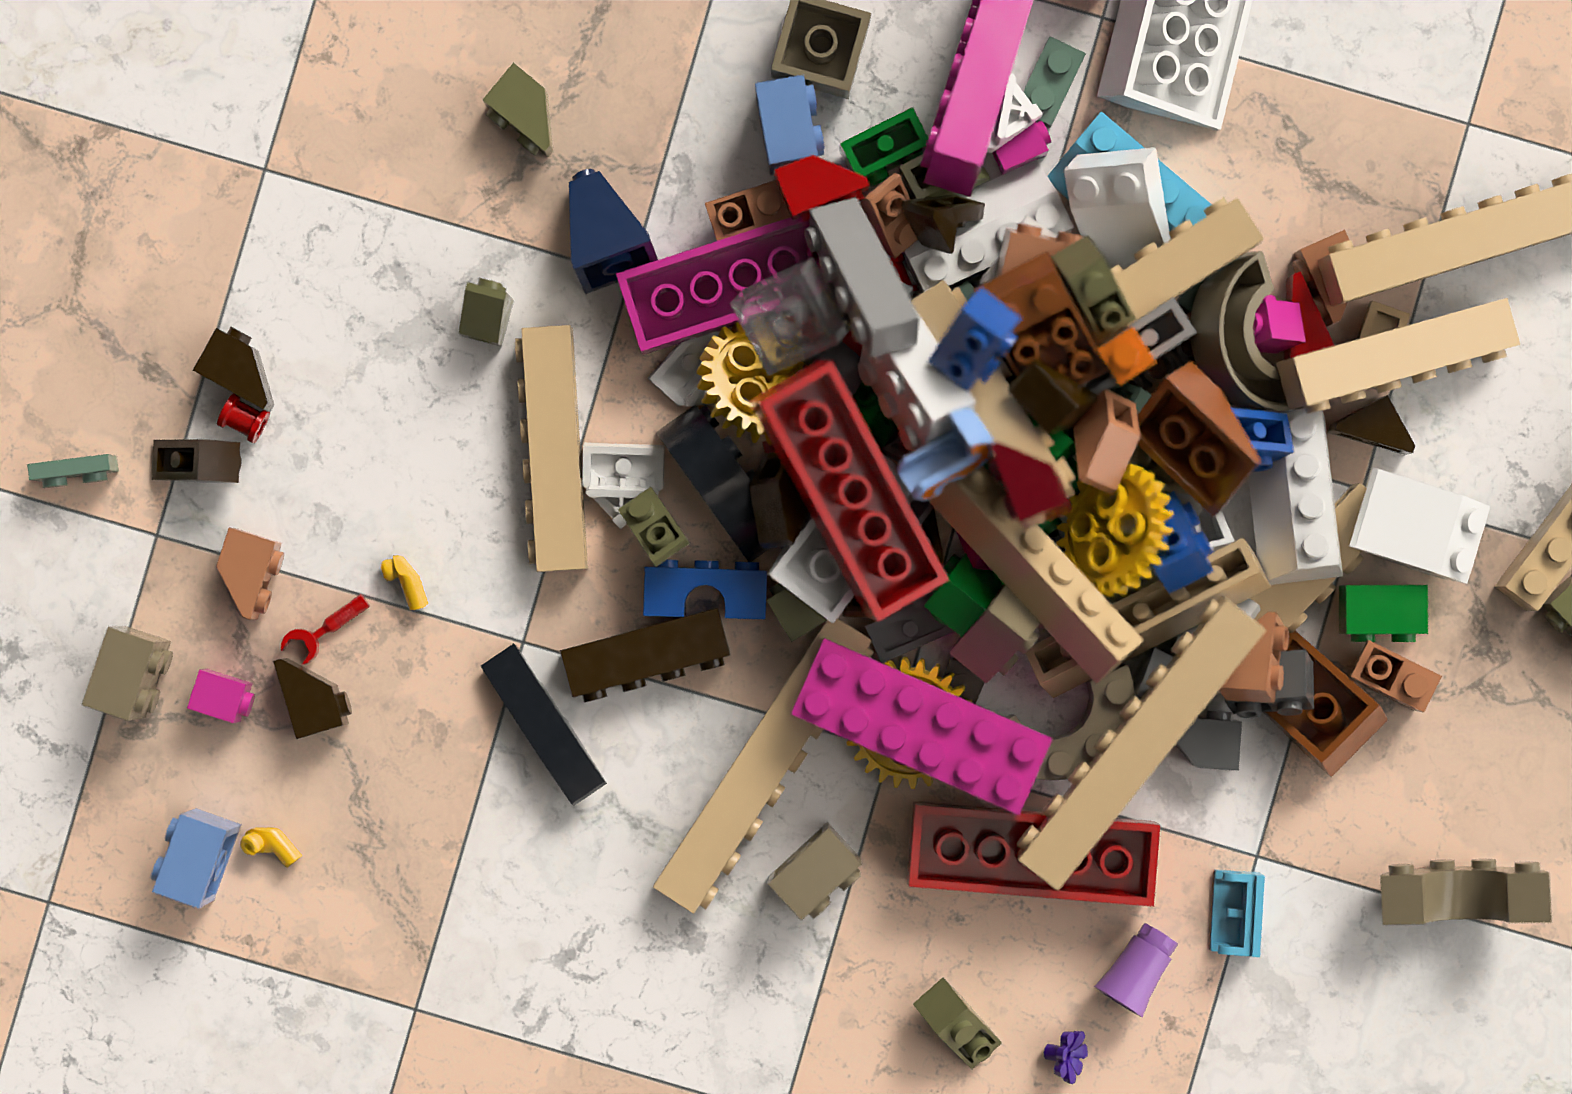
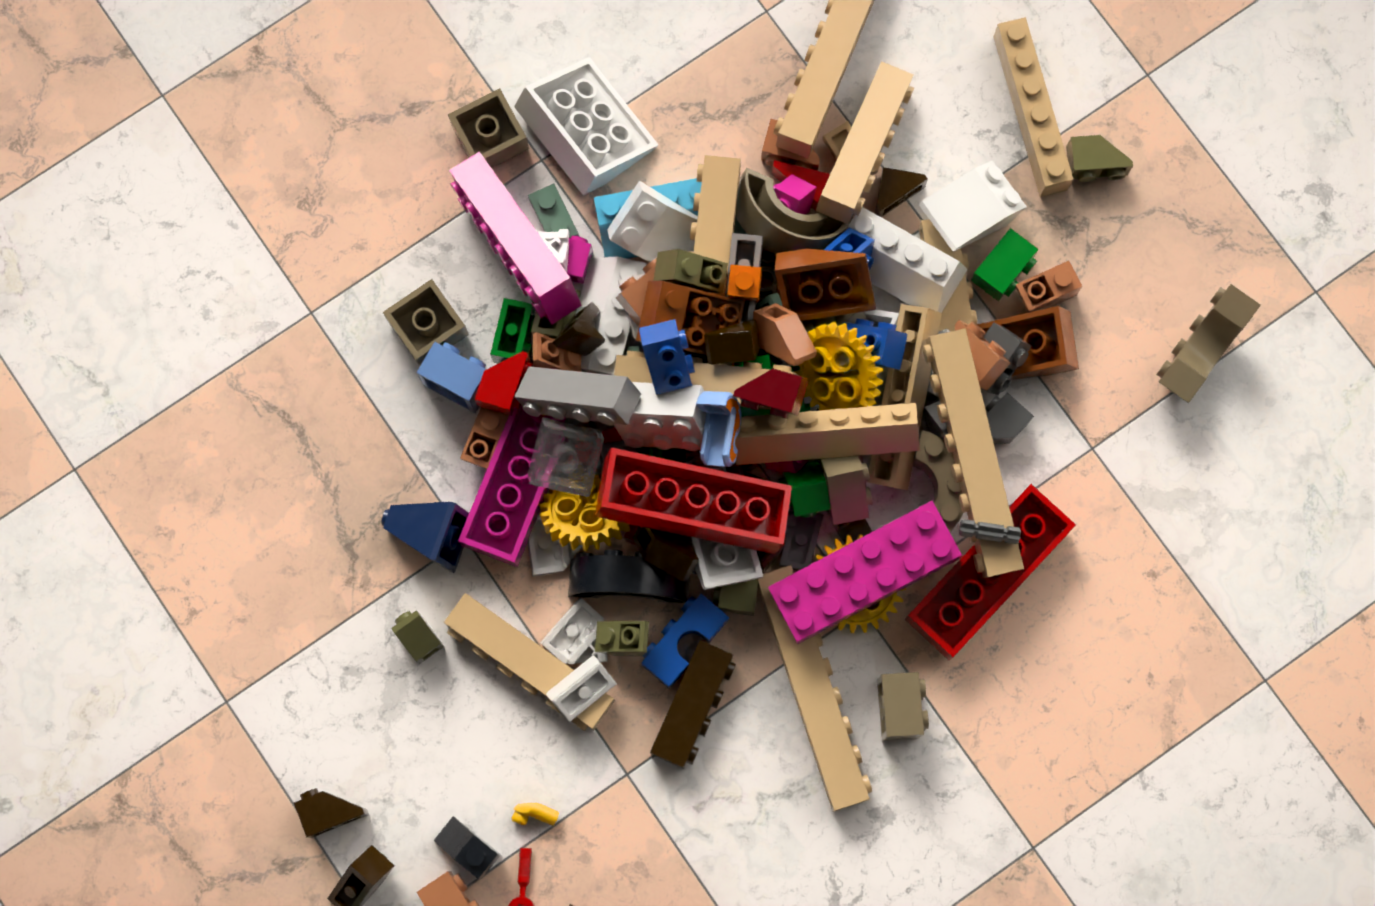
camera: 50 degrees left, 10 degrees down
(243, 418) = (359, 832): red bush -> none
(315, 540) = (467, 848): none -> black slope
(524, 106) = (318, 520): olive slope -> none
(543, 724) = (685, 799): black slope -> none
(567, 526) = (581, 688): none -> white slope
(957, 1023) = (1057, 696): olive slope -> none
(1066, 825) = (989, 531): none -> dark grey axle
(1067, 1055) = (1125, 647): dark purple plant -> none
(1138, 969) = (1107, 566): medium lavender plant -> none
(1237, 913) = (1117, 483): medium azure hinge -> none

